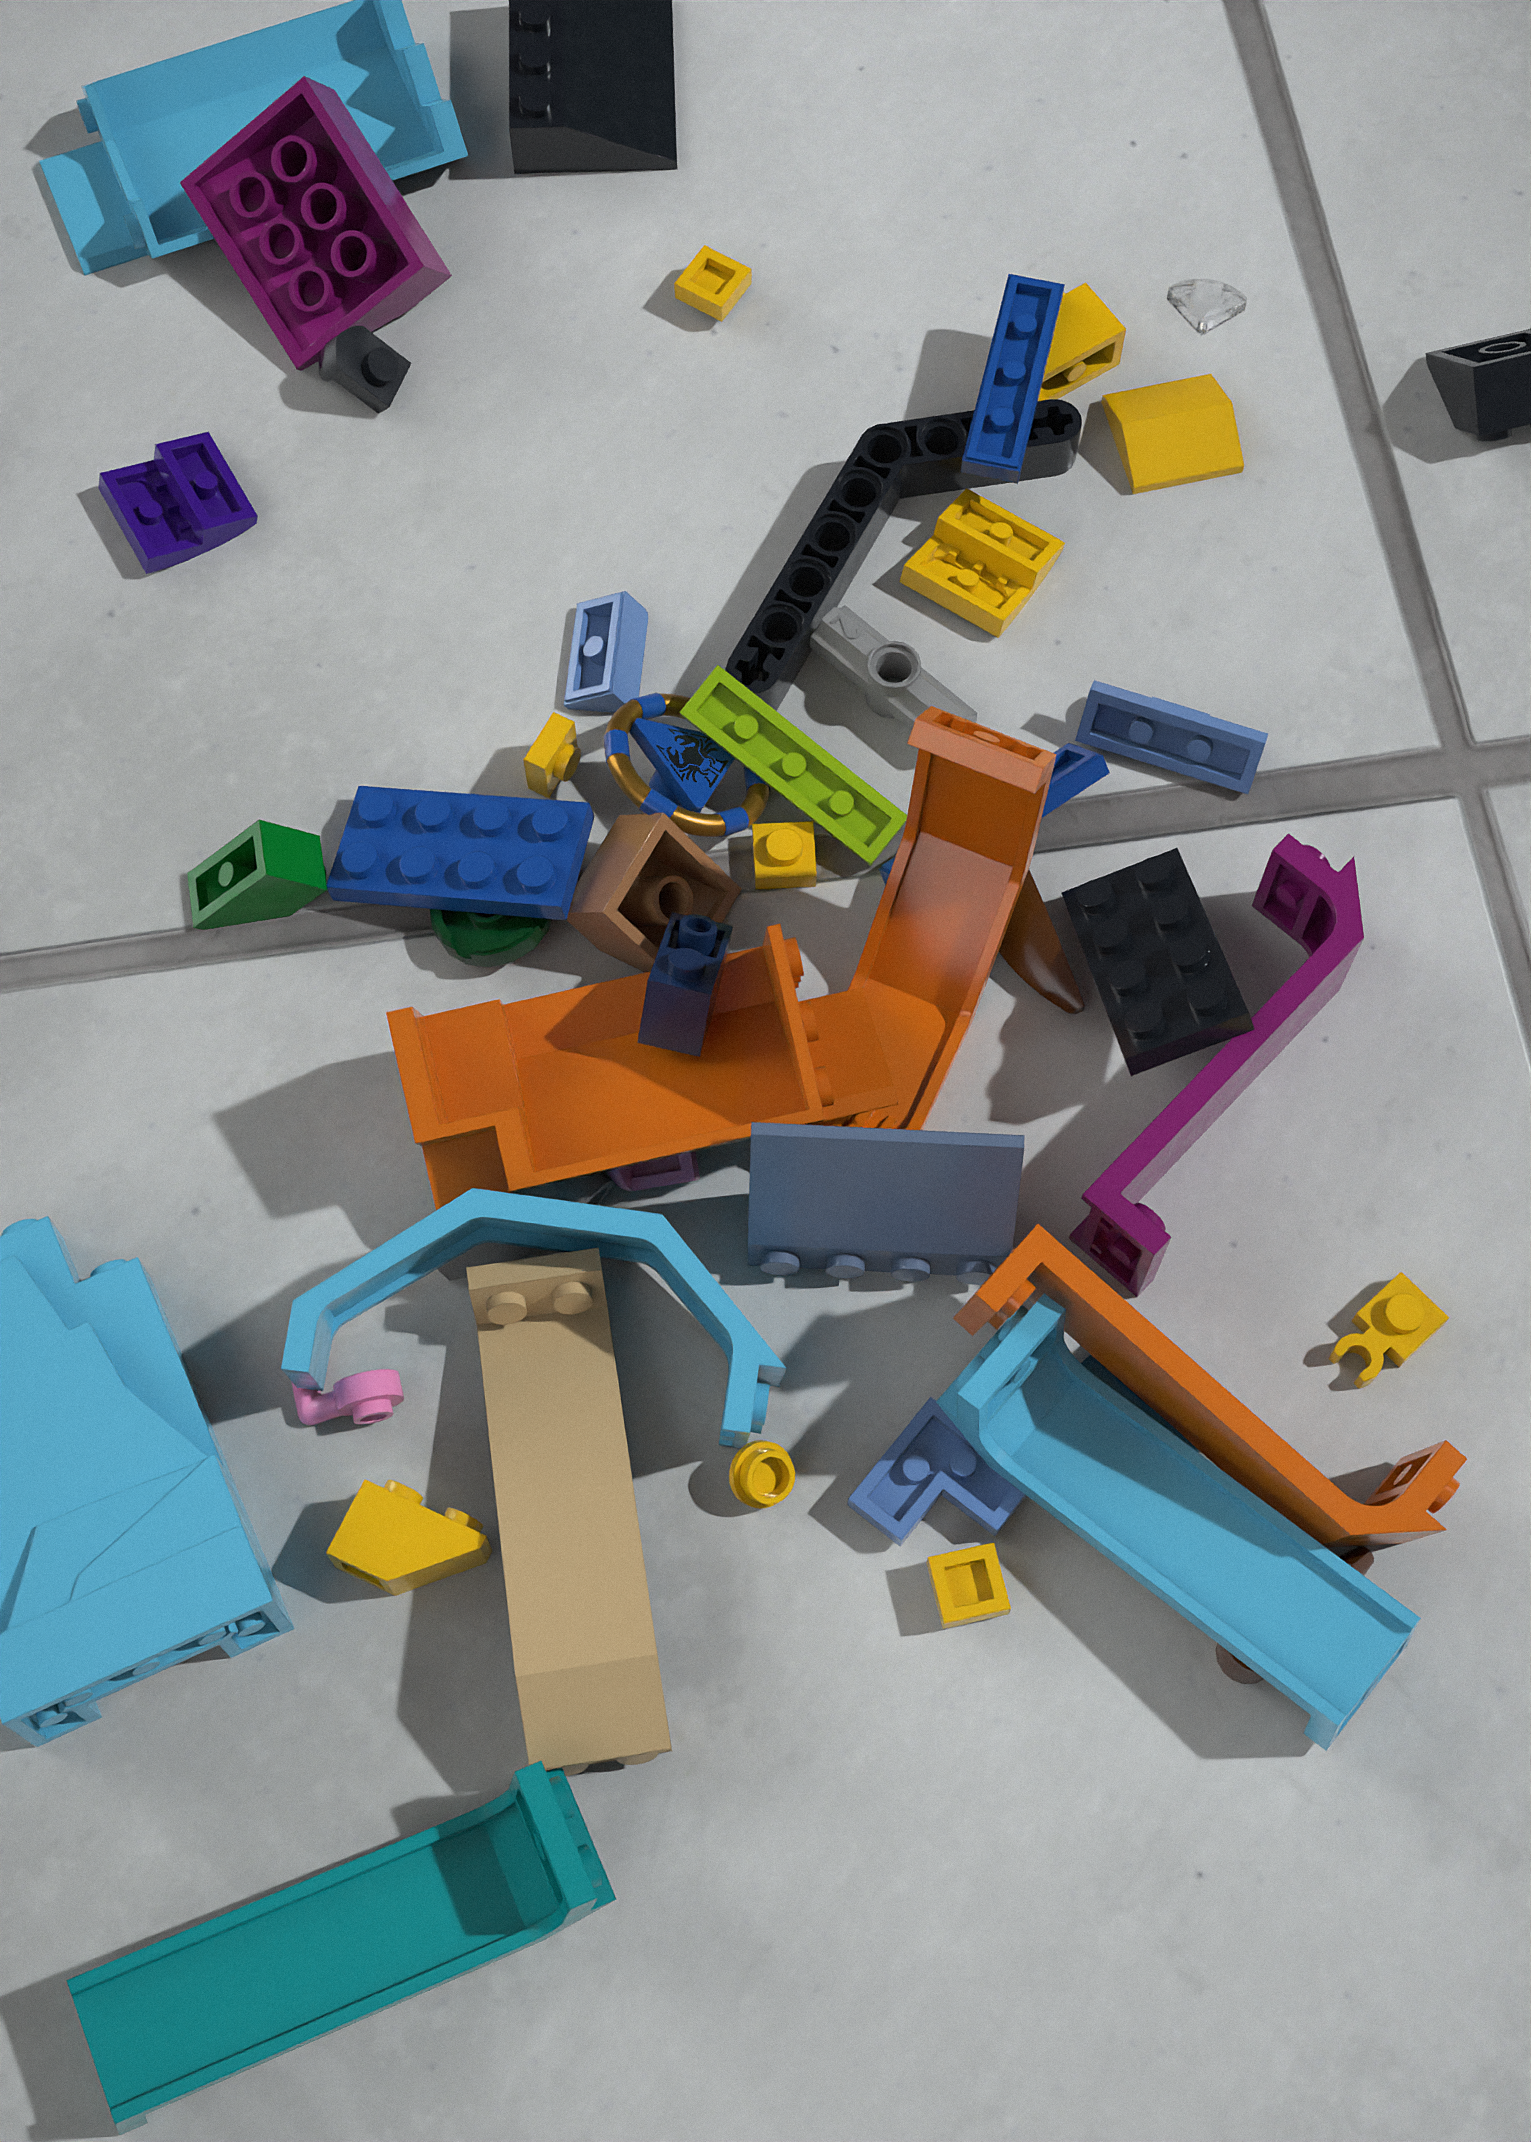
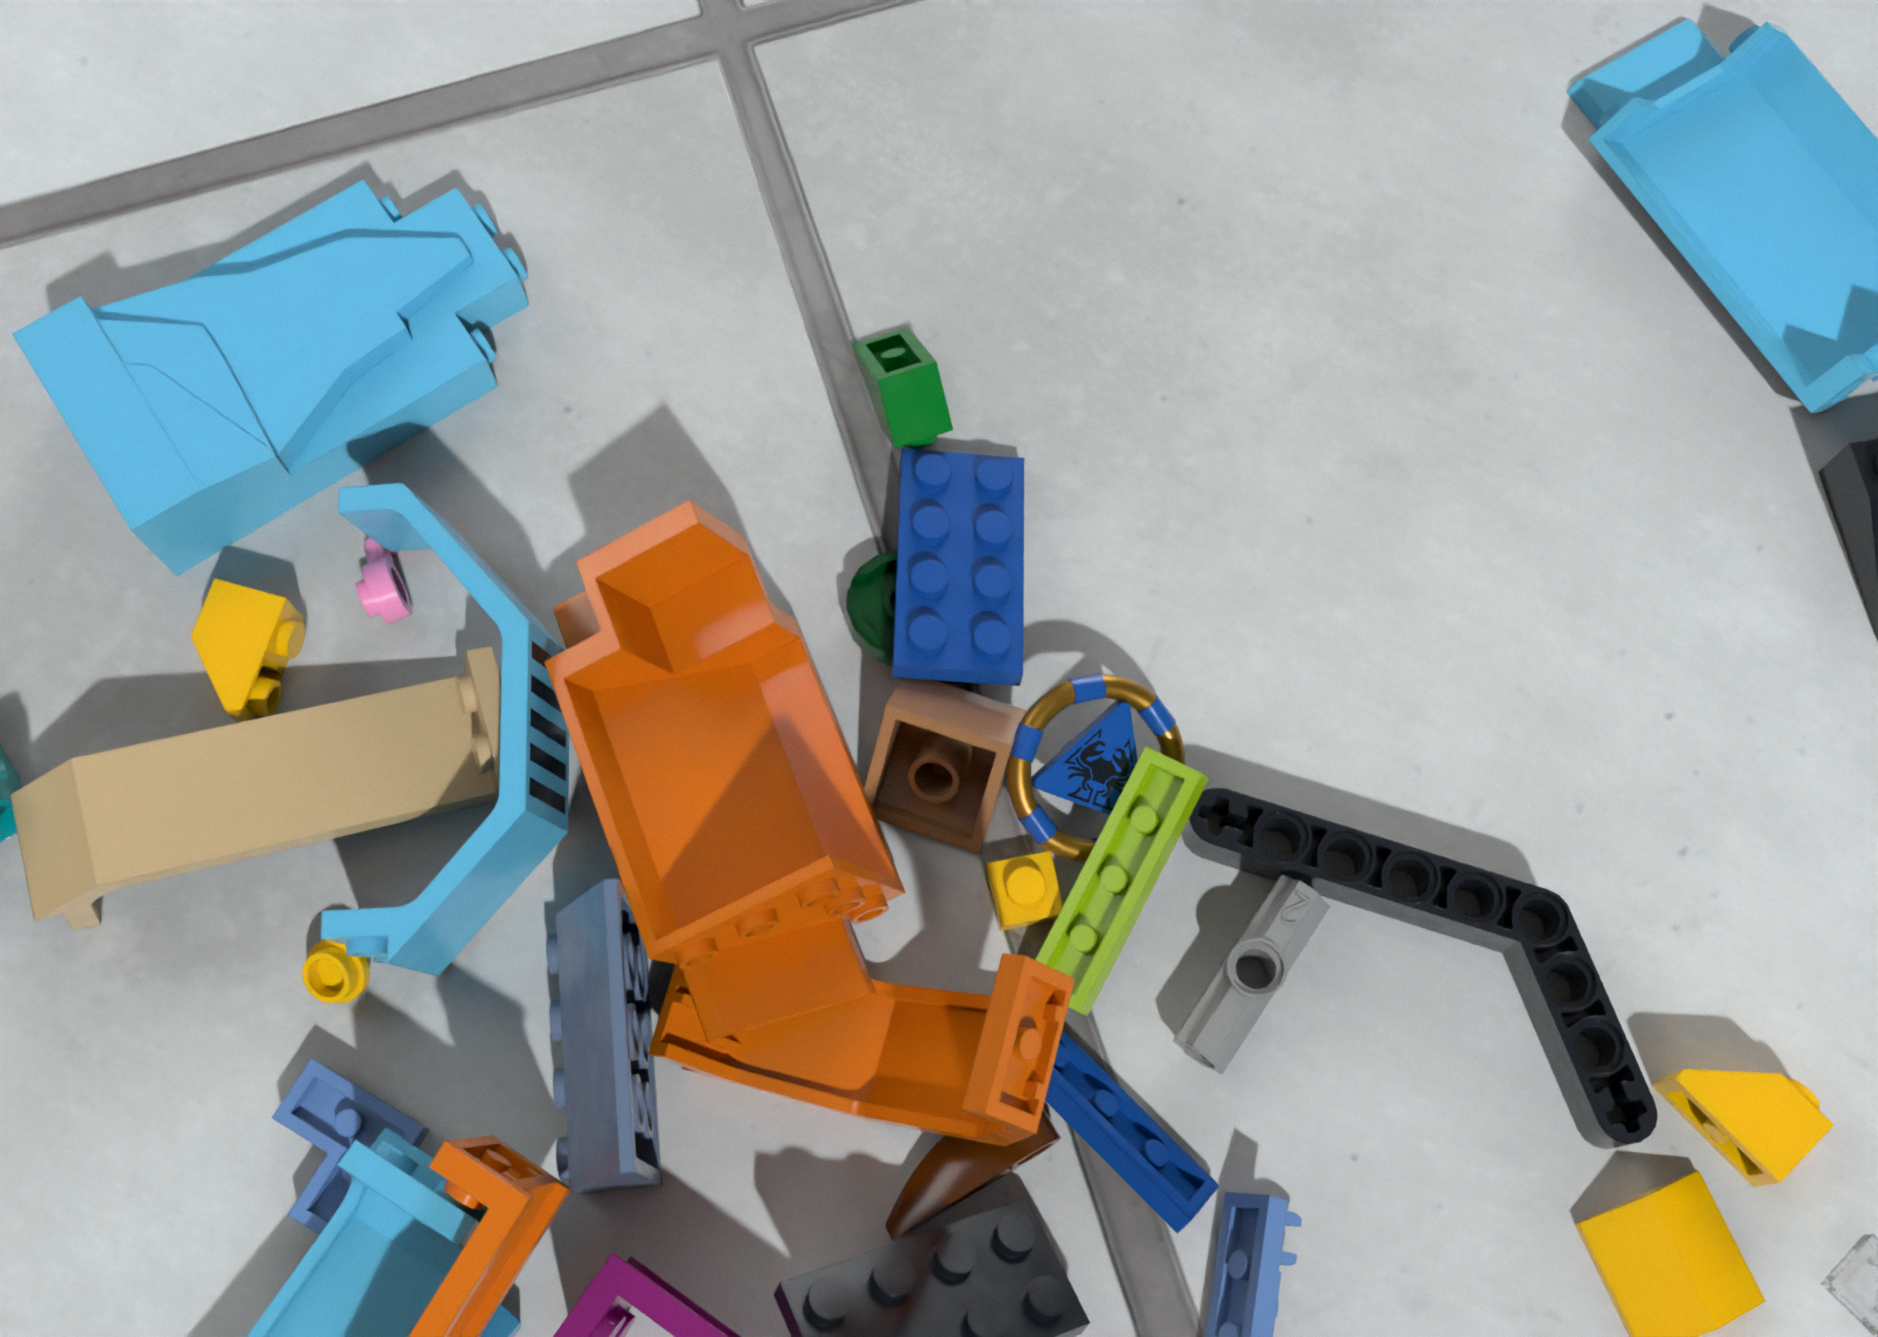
camera: 80 degrees right, 5 degrees up
(177, 502) = (1315, 230): dark purple slope -> none
(314, 223) = (1669, 277): magenta slope -> none
(364, 366) = (1514, 366): black plate -> none
(552, 756) = (1089, 634): yellow plate -> none
(606, 653) = (1229, 672): medium blue slope -> none
(684, 983) = (832, 803): dark blue slope -> none
(713, 283) = (1724, 701): yellow plate -> none
(968, 1585) = (235, 1194): yellow plate -> none
(982, 562) = (1434, 1056): yellow slope -> none
(1012, 378) = (1670, 1052): blue tile -> none

